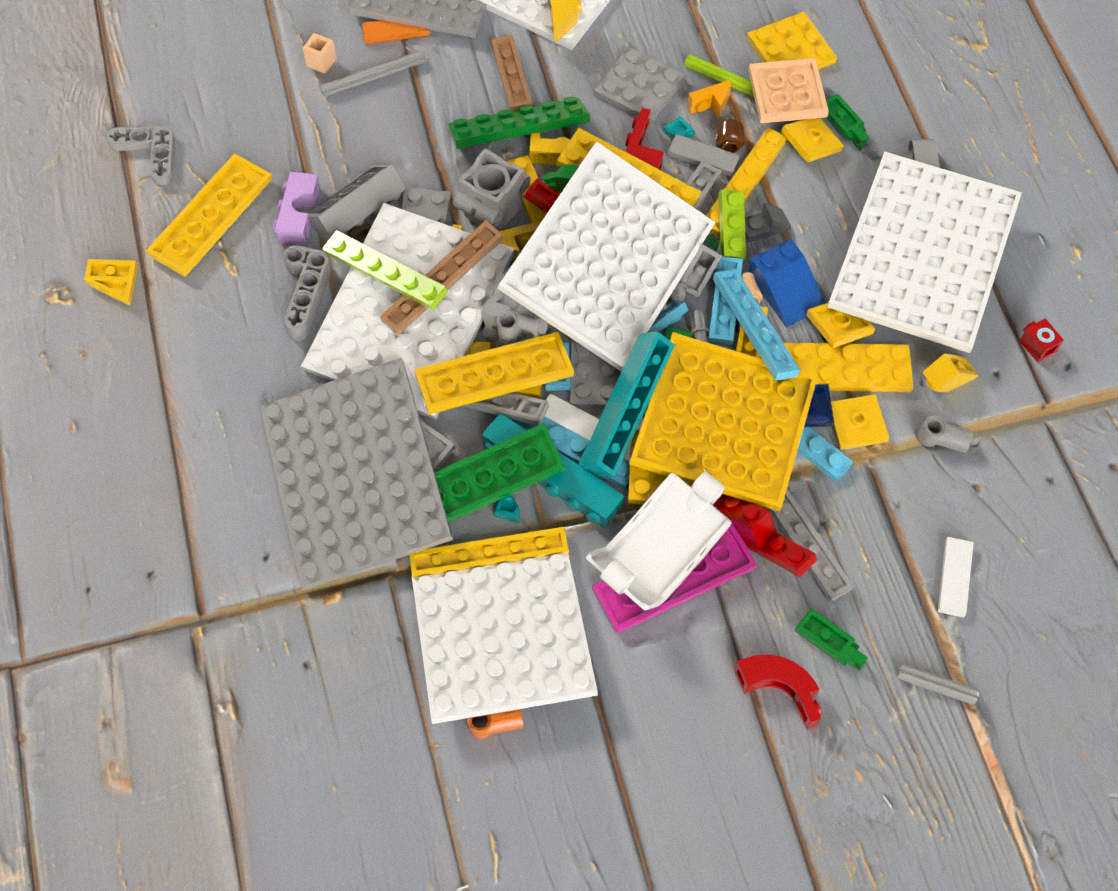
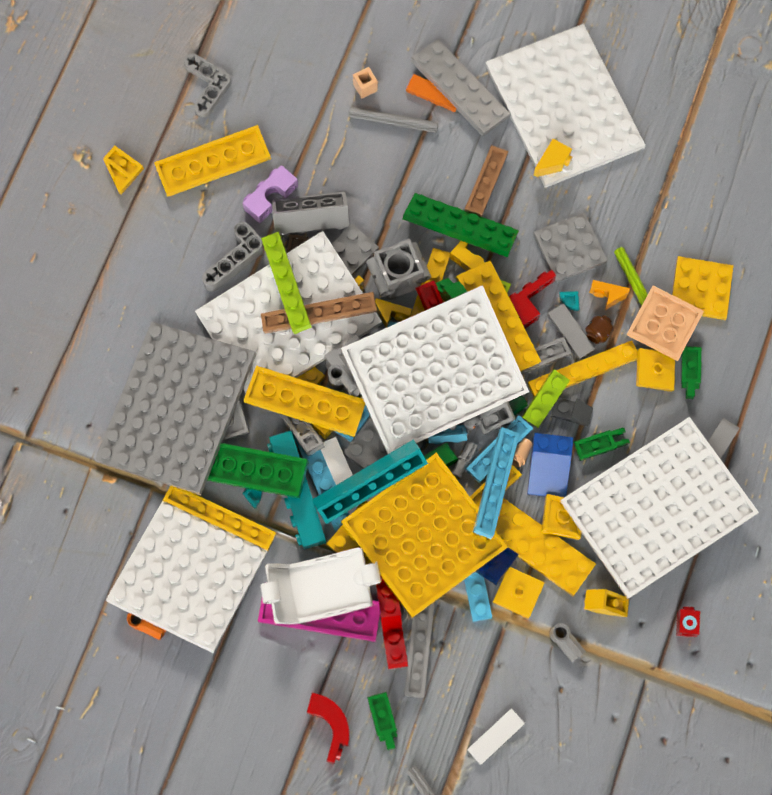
camera: 35 degrees right, 10 degrees up
(818, 234) = (599, 444): none -> green hinge

